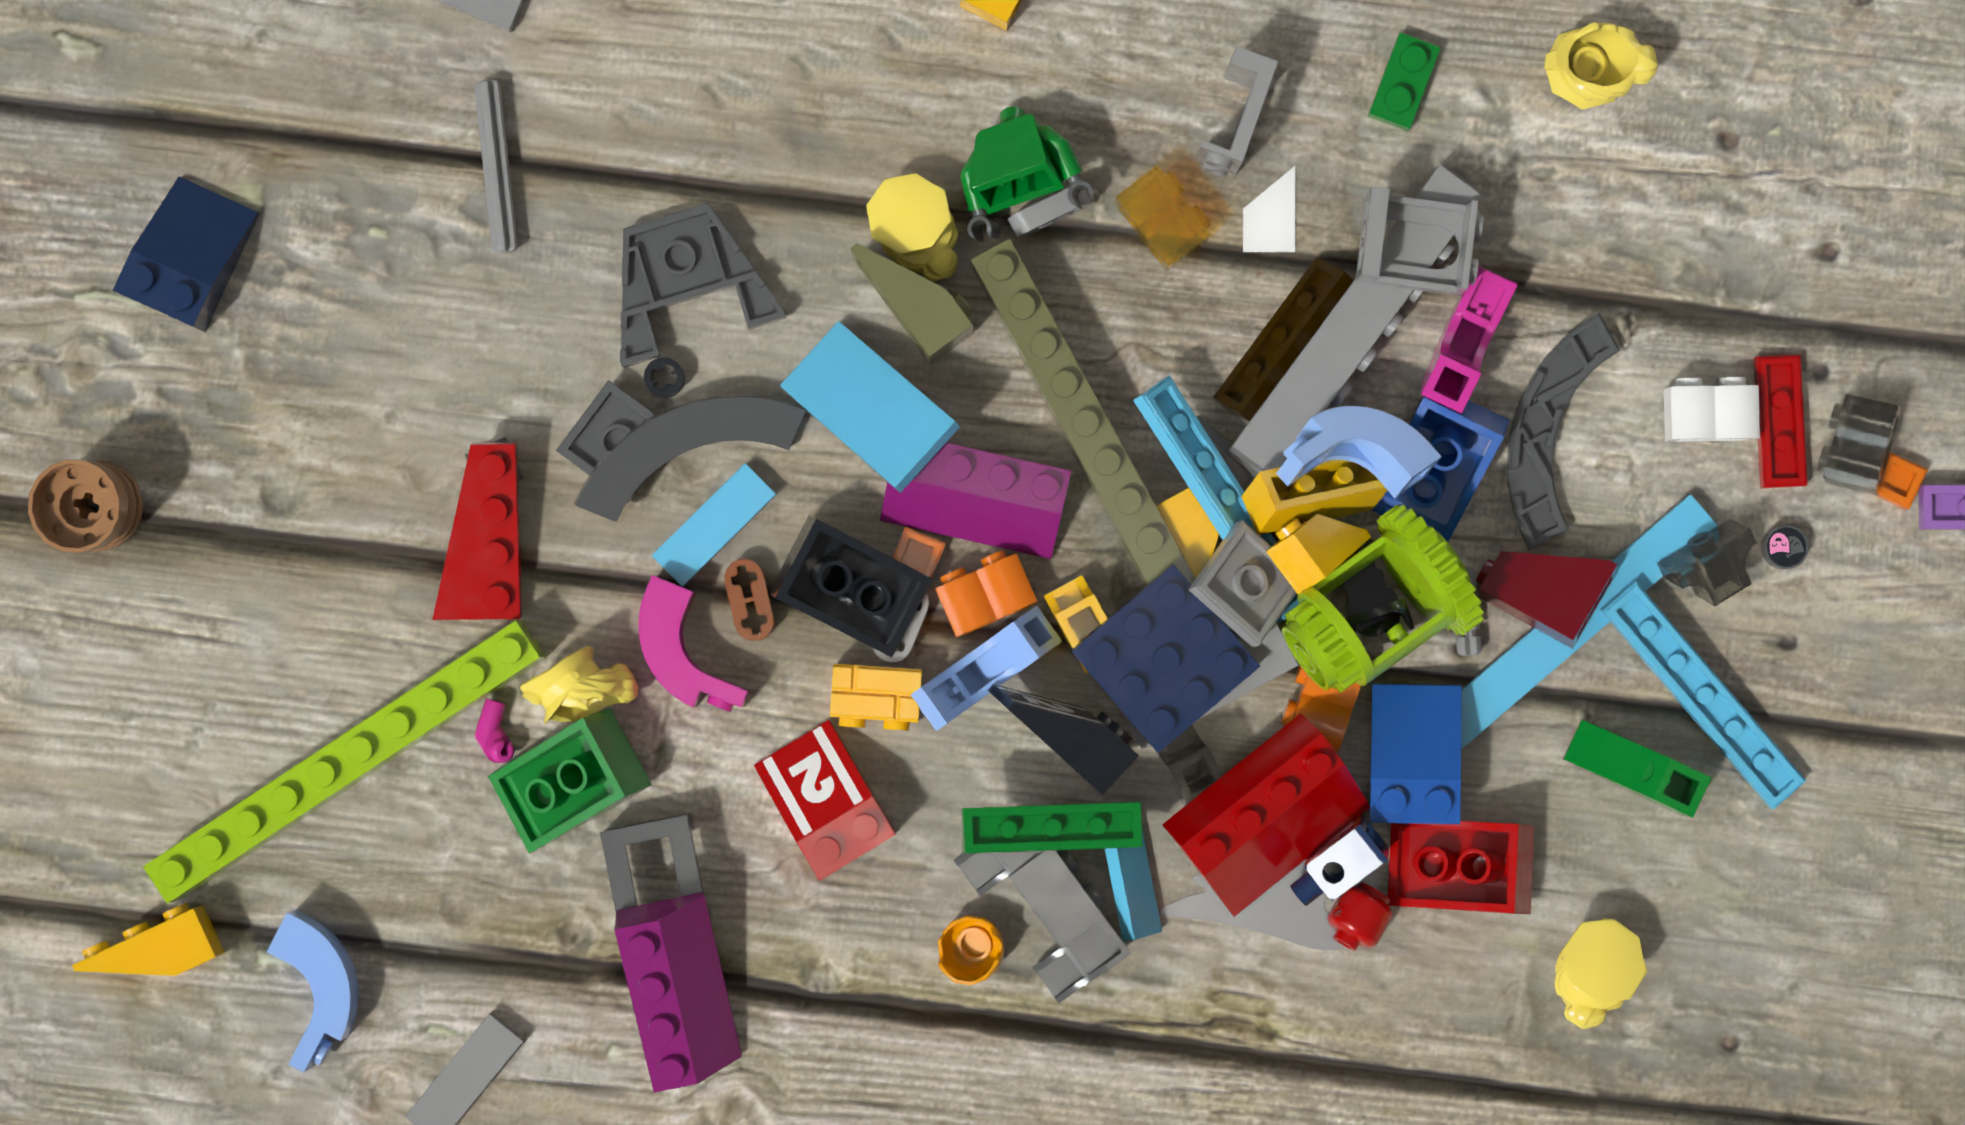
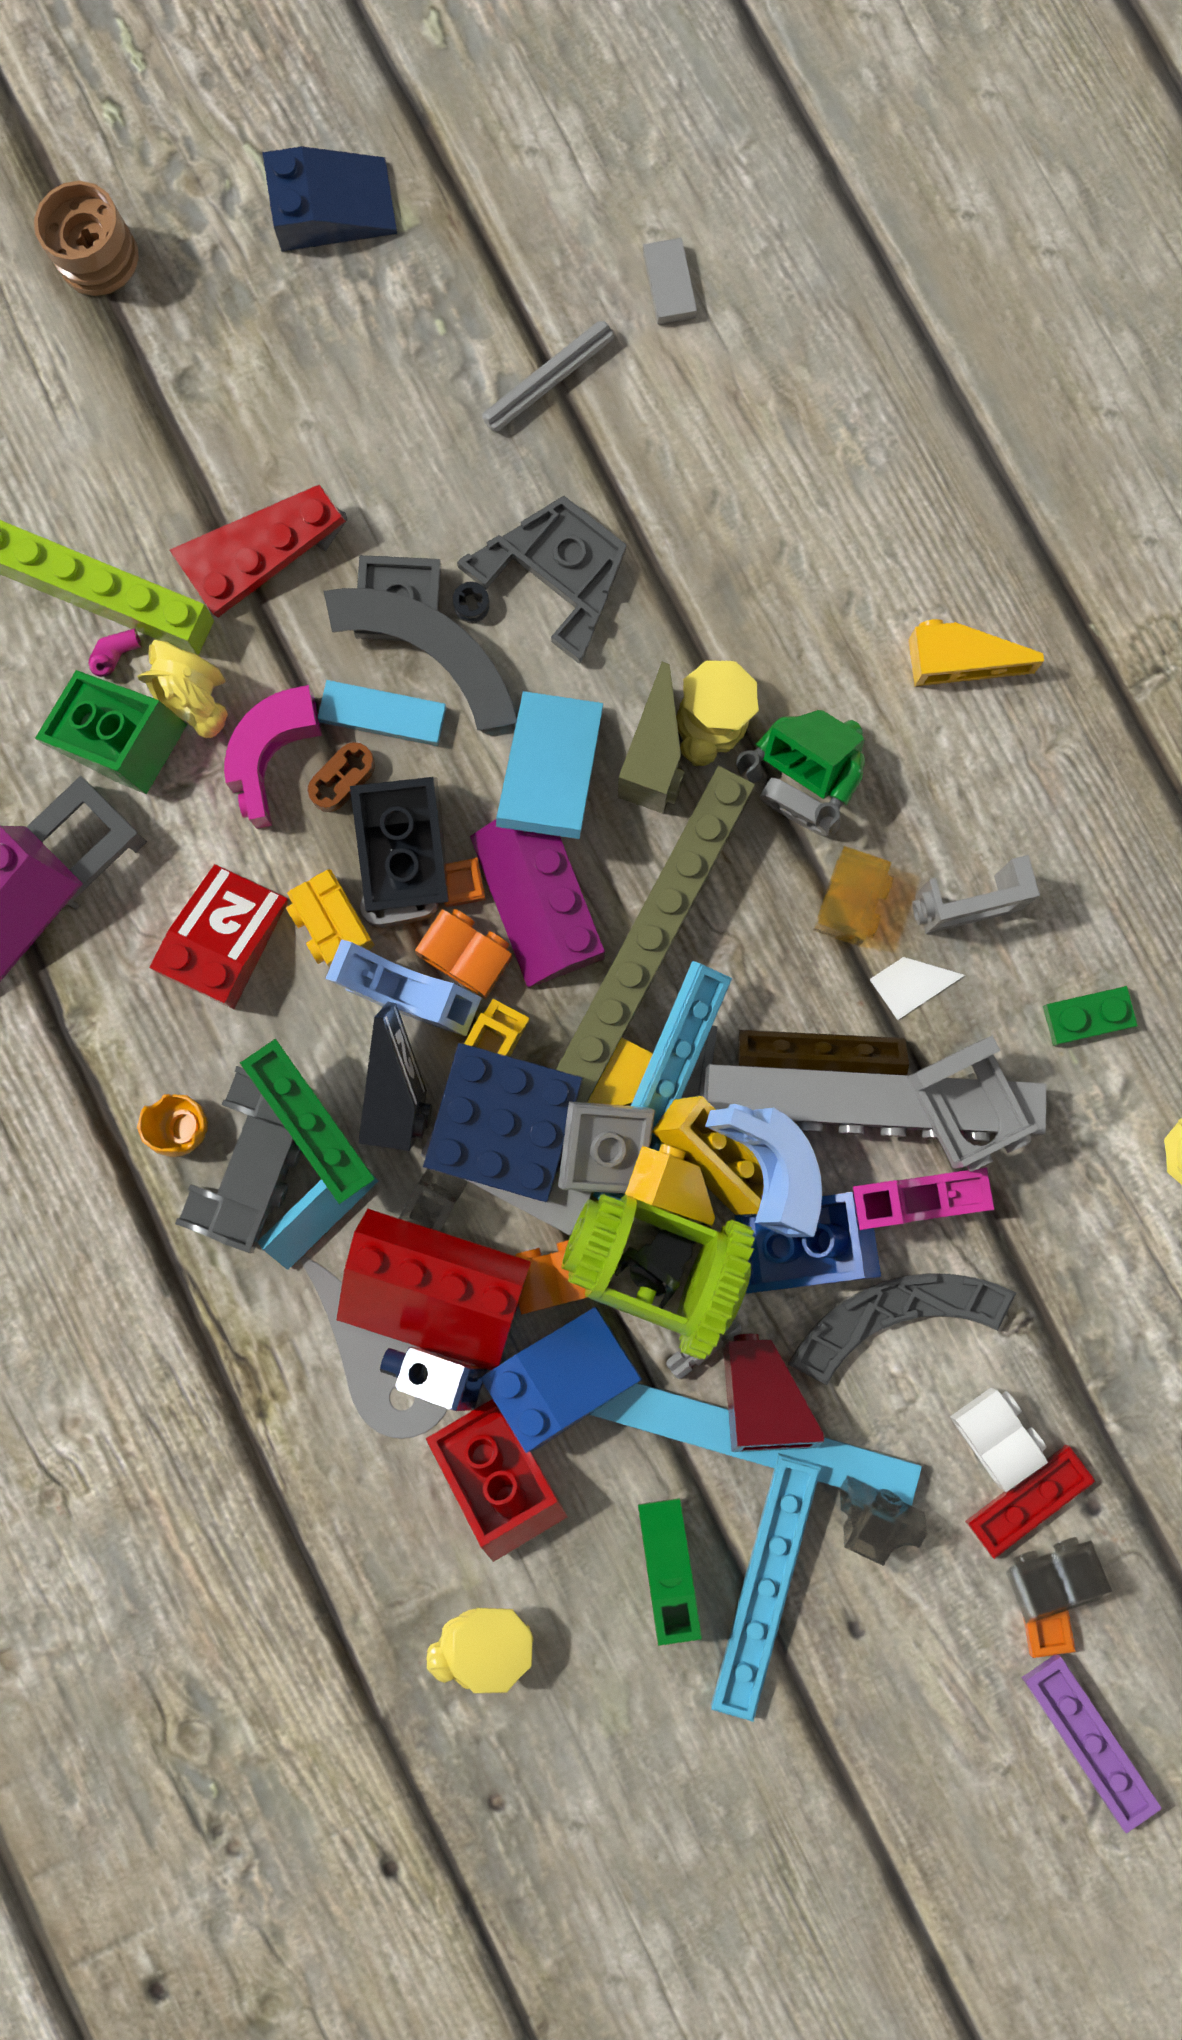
camera: 60 degrees right, 5 degrees down
(1360, 917) = (400, 1422): red head -> none
(1784, 547) = (931, 1574): tile -> none

